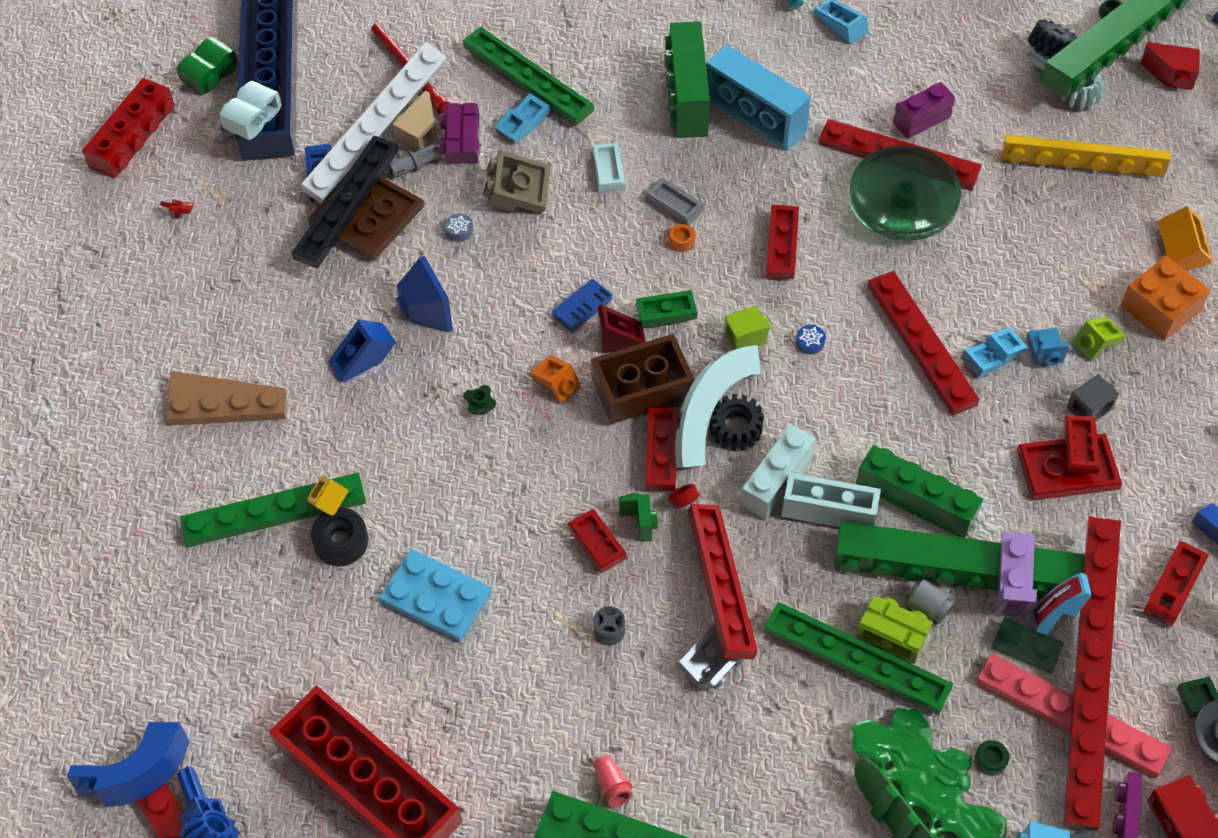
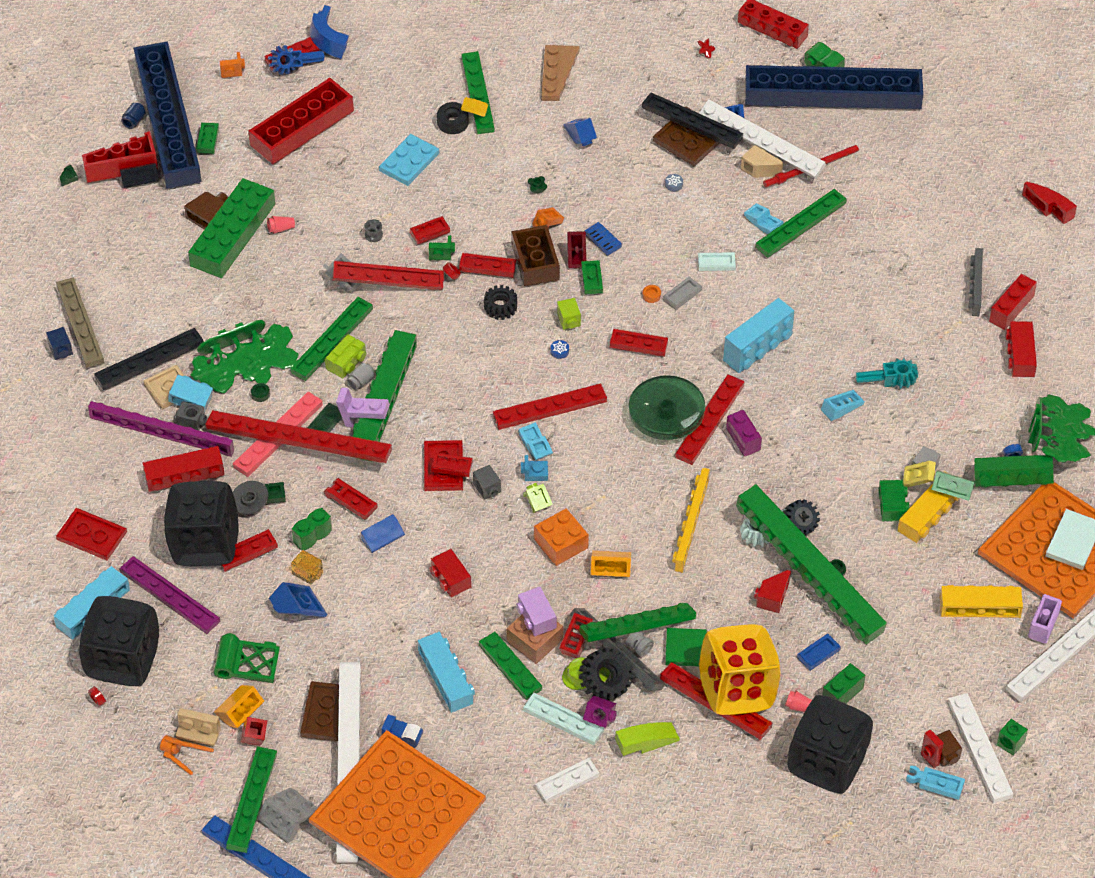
camera: 95 degrees right, 5 degrees down
(250, 110) = (761, 66): light aqua brick -> none
(413, 160) = (731, 161): light grey axle -> none
(424, 298) = (611, 159): blue slope -> none
(461, 133) = (746, 181): magenta brick -> none
(517, 183) = (702, 209): dark tan plate -> none
(687, 79) = (799, 295): green brick -> none
(703, 398) = (516, 280): light aqua tile -> none
(769, 481) = (459, 315): light aqua brick -> none
(829, 501) = (431, 334): light aqua brick -> none
(920, 491) = (434, 380): green brick -> none
(1065, 598) = (340, 428): slope -> none

